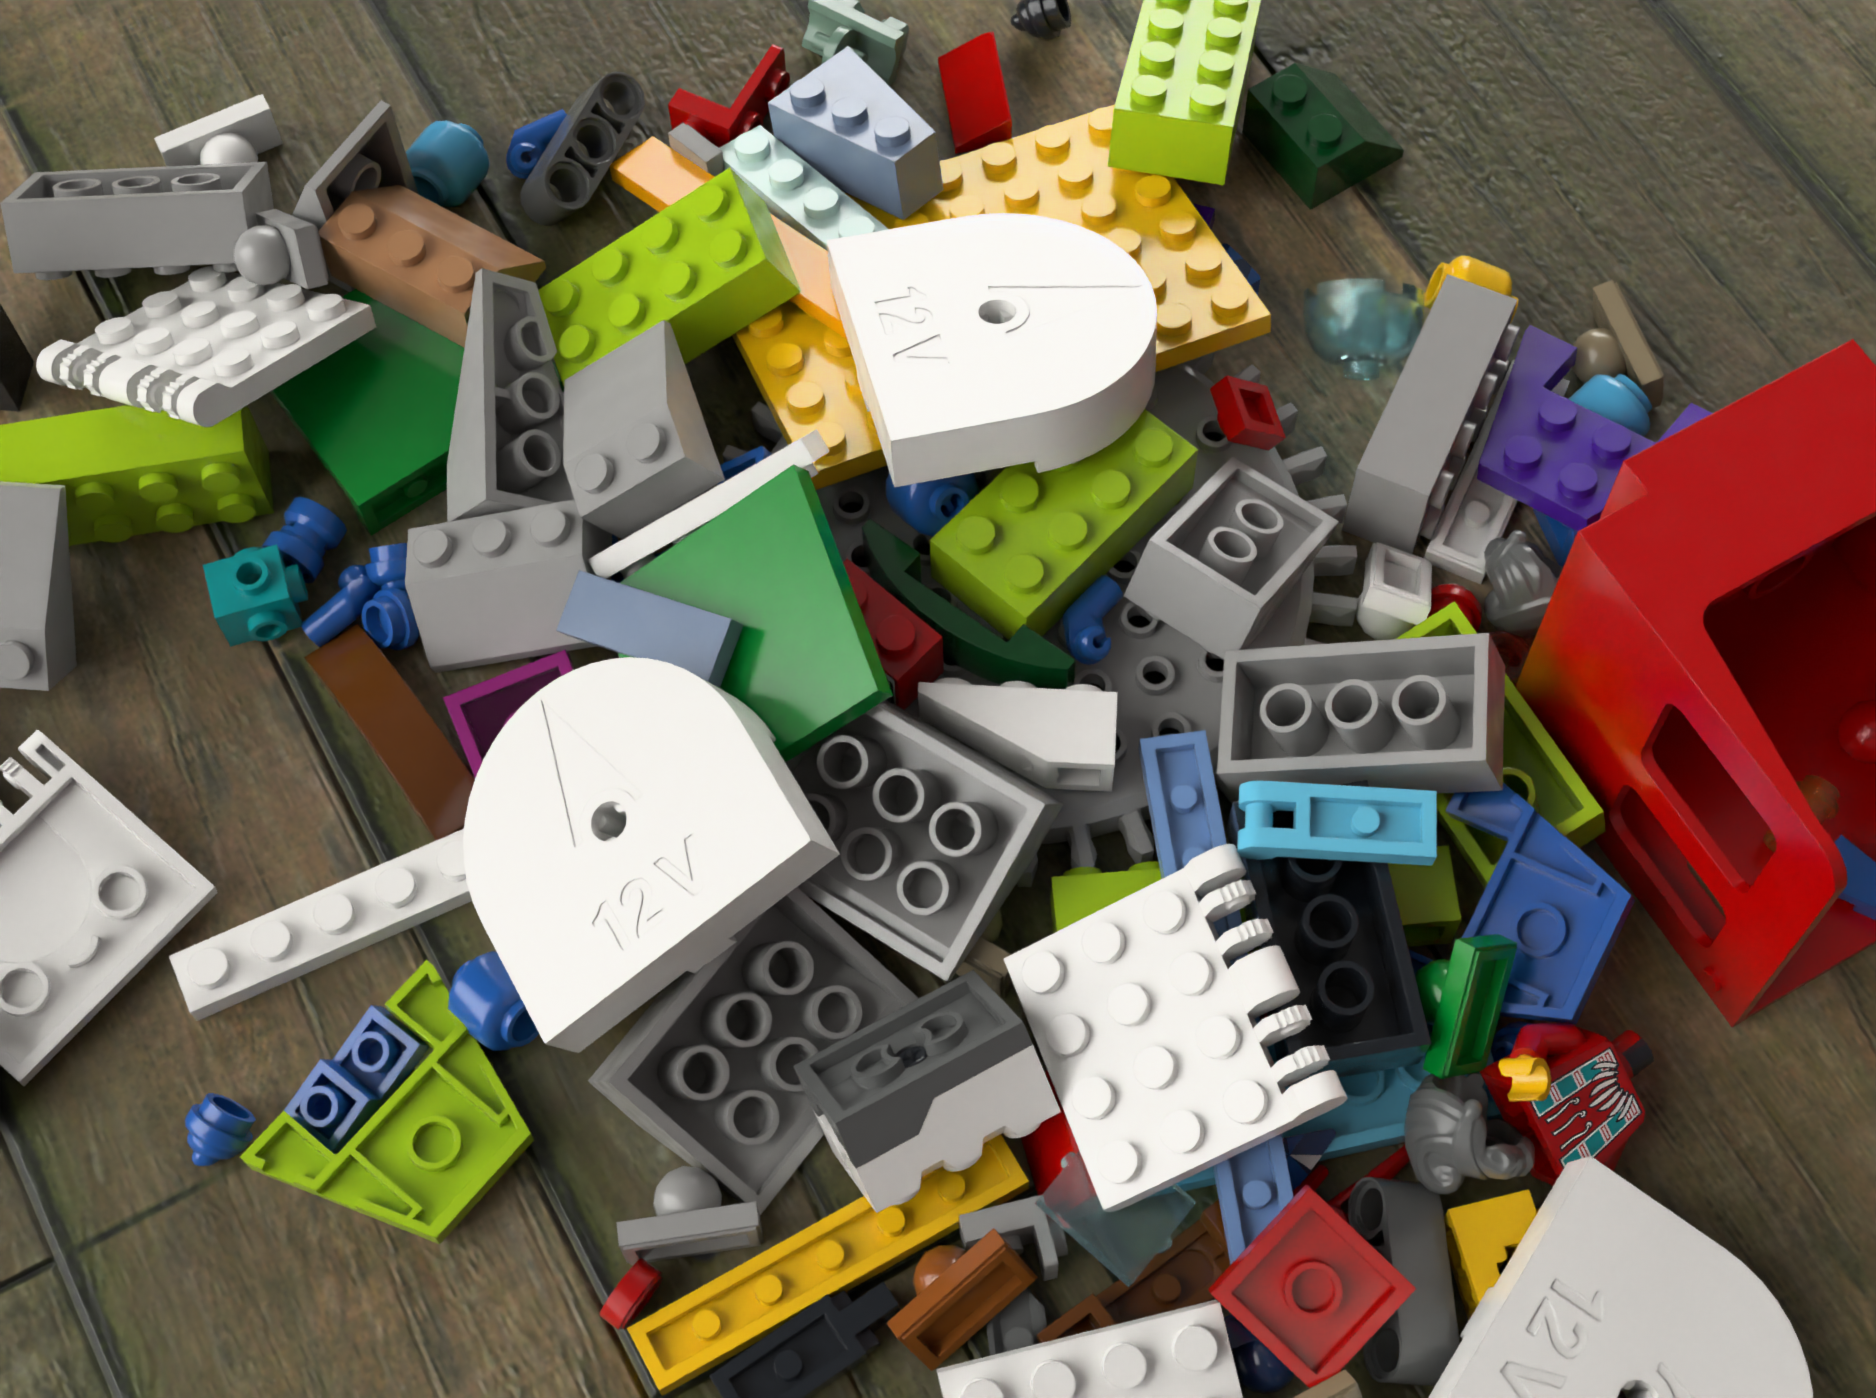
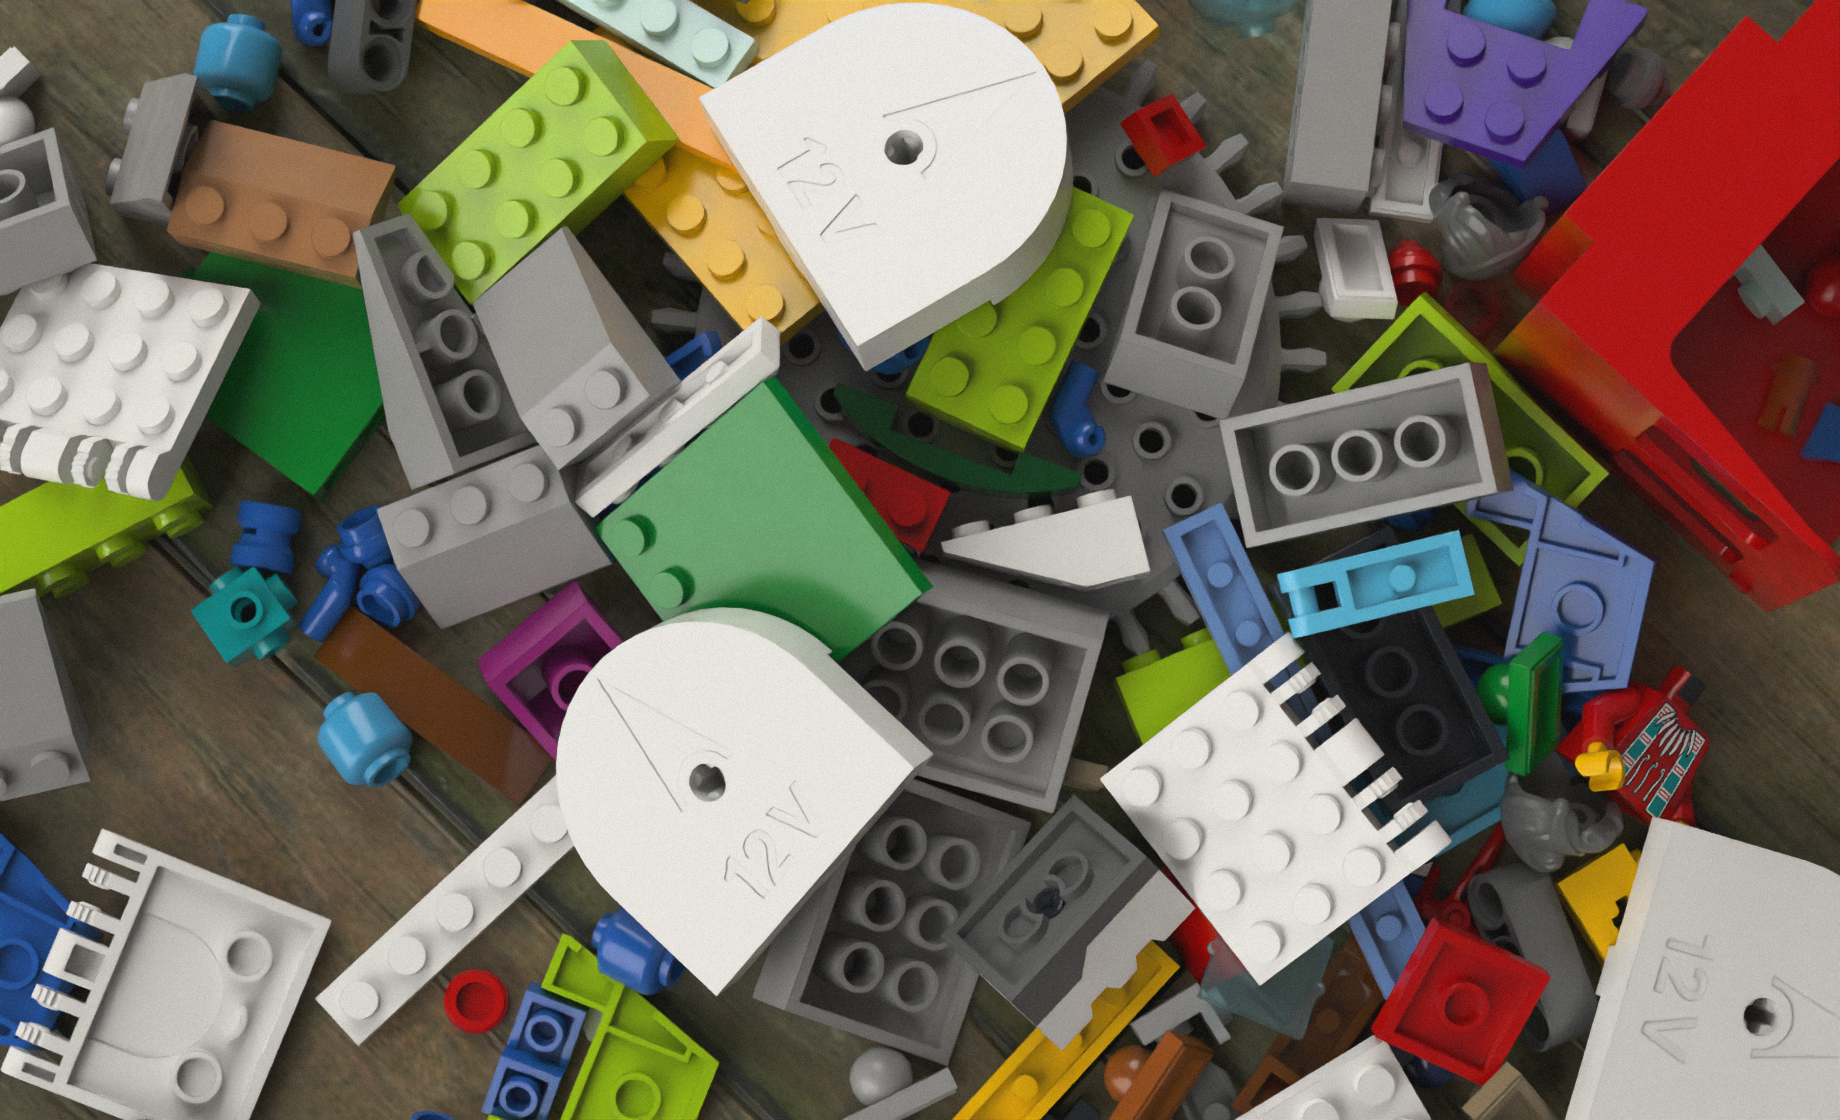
camera: 20 degrees left, 20 degrees up
(281, 250) = (128, 245): light grey tile -> none
(316, 735) = (364, 739): none -> dark azure head
(322, 1010) = (476, 1001): none -> red tile
(649, 626) = (666, 565): sand blue tile -> none
(1795, 701) = (1766, 288): none -> light aqua bracket

